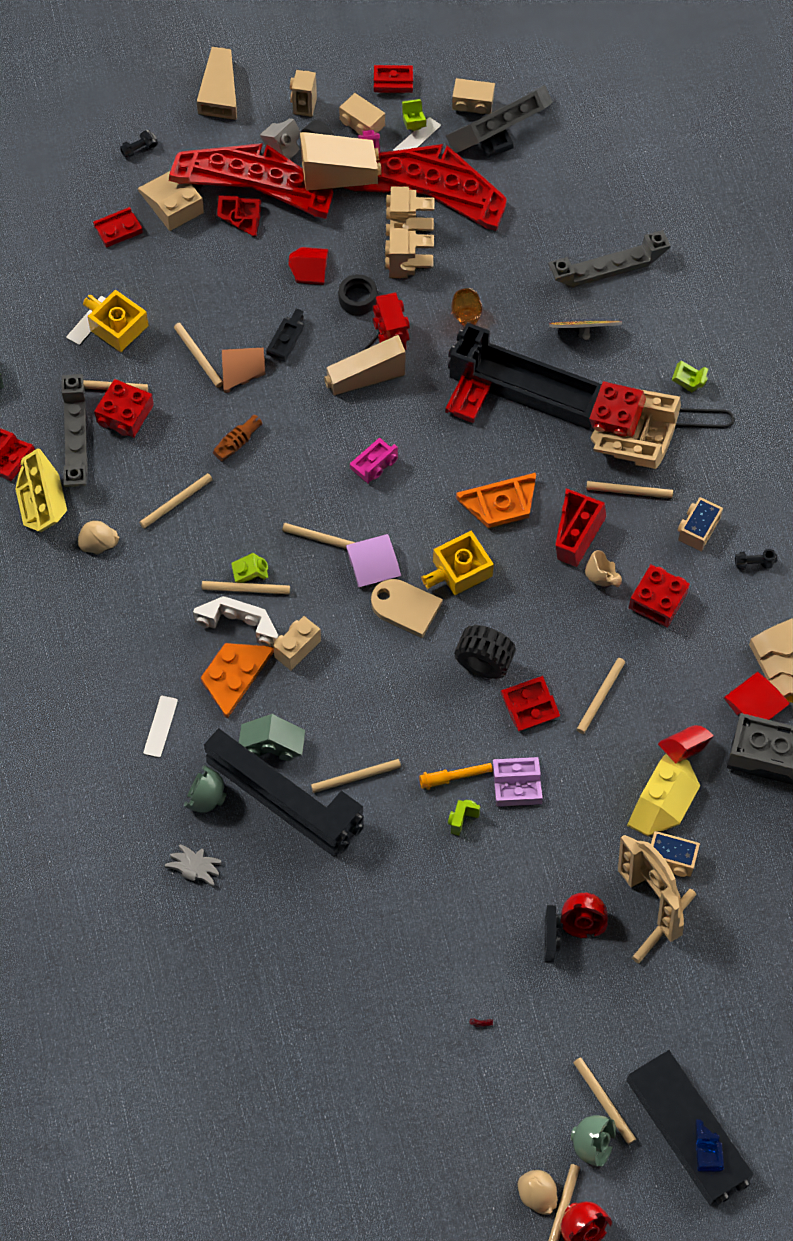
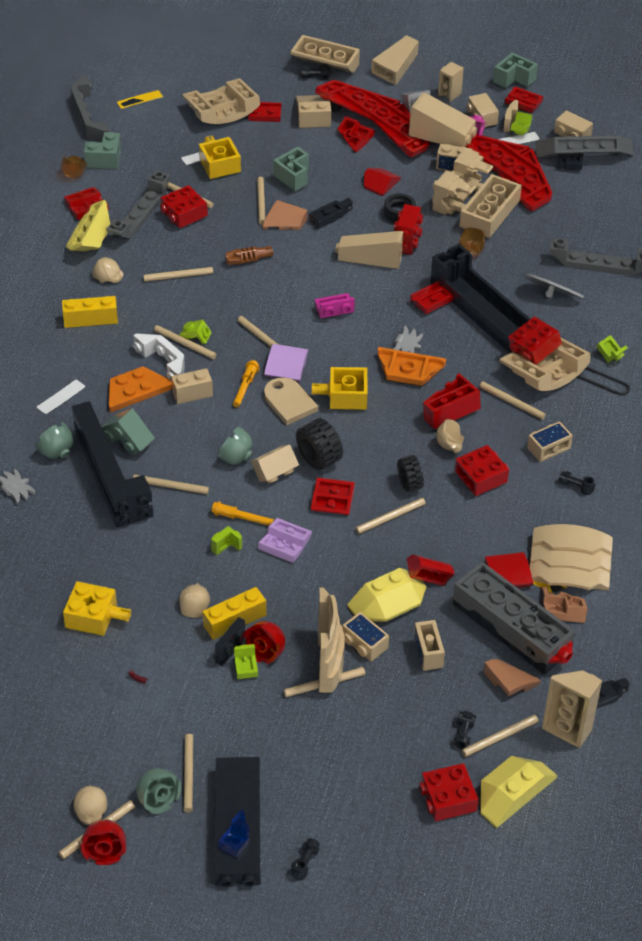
camera: 30 degrees right, 15 degrees down
(65, 238) = (224, 103): none -> tan slope
(119, 602) = (89, 311): none -> yellow brick
(139, 114) = (326, 53): none -> tan slope
(207, 300) = (292, 168): none -> sand green brick
(341, 585) = (252, 368): none -> light orange pin
(362, 40) = (515, 69): none -> sand green brick
(370, 199) = (447, 155): none -> tan brick
(395, 109) = (510, 115): none -> tan slope
(398, 697) = (236, 447): none -> sand green cylinder
(398, 967) = (92, 608): none -> yellow brick
(450, 696) = (275, 463): none -> tan brick
(454, 247) = (490, 205): none -> tan brick
(477, 468) = (408, 342): none -> light grey piece
(477, 903) = (194, 600): none -> tan hair
(530, 897) = (247, 605): none -> yellow brick
(578, 948) = (245, 661): none -> lime bracket
(594, 637) = (410, 473): none -> black tyre
(741, 831) = (429, 645): none -> tan brick
(780, 1142) = (299, 866): none -> black bar

